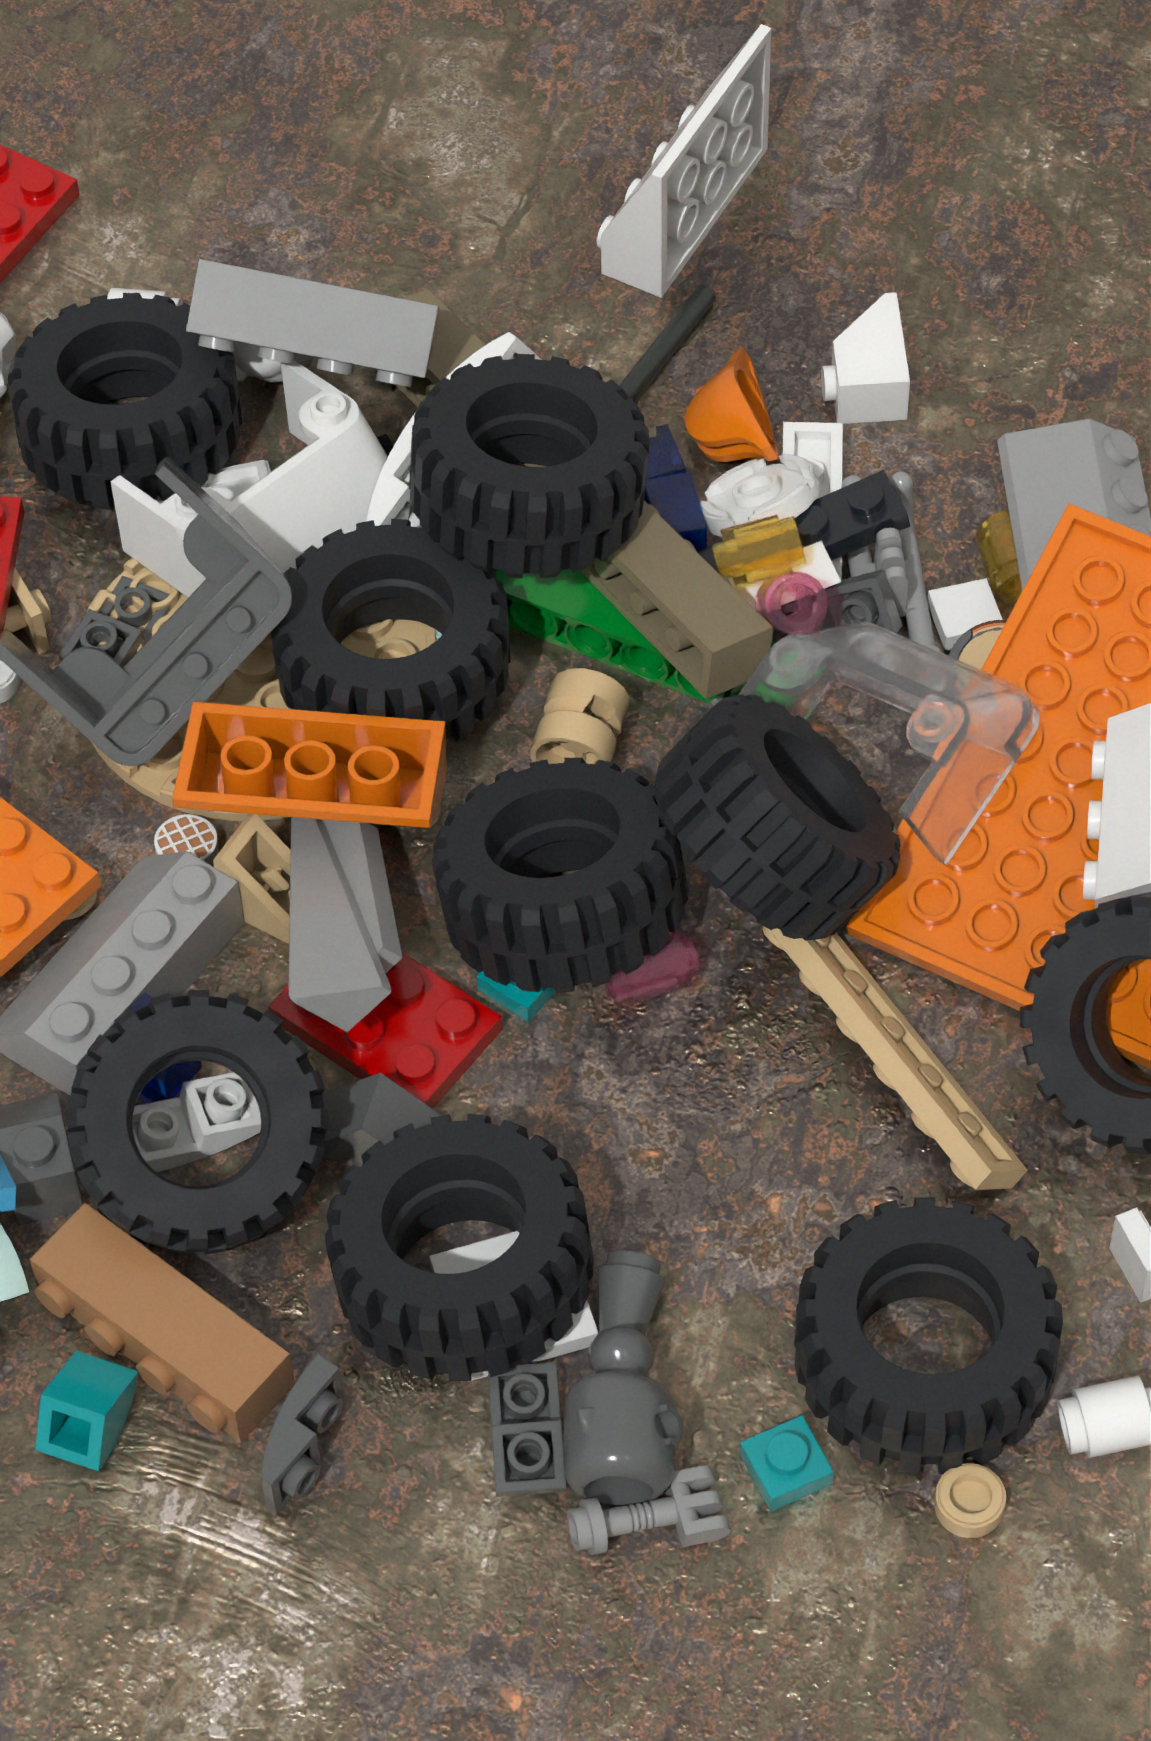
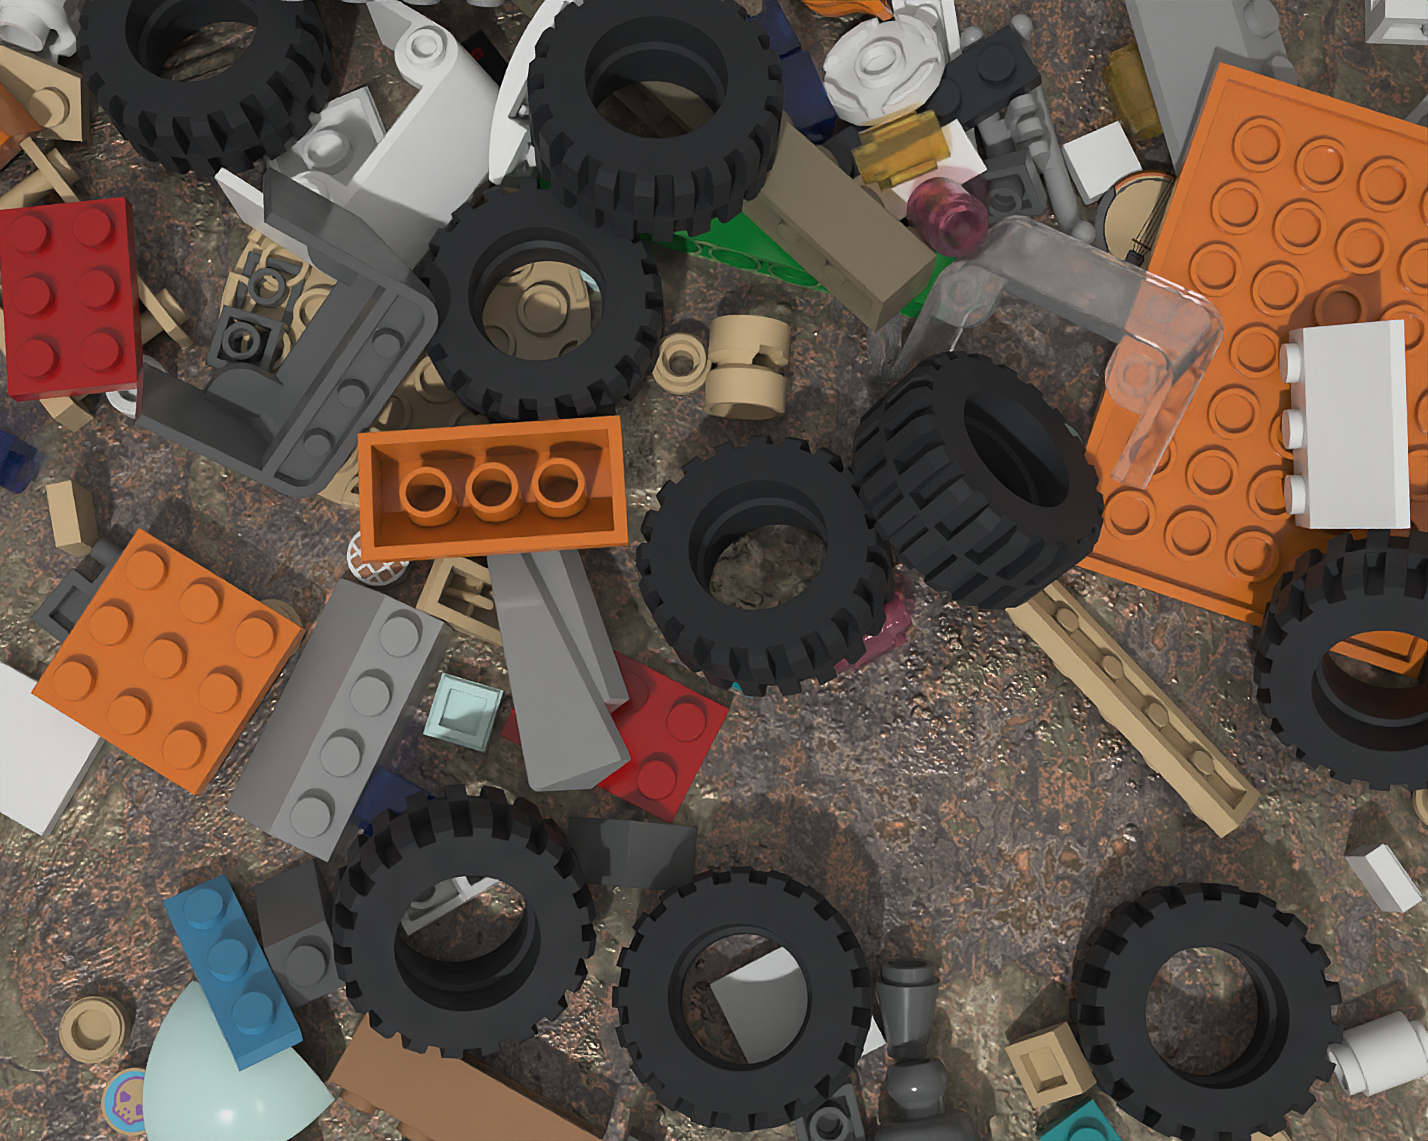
camera: 10 degrees left, 25 degrees up
(242, 977) = (464, 712): none -> light aqua tile
(511, 709) = (682, 345): none -> tan plate
(763, 1373) = (1050, 1065): none -> tan plate

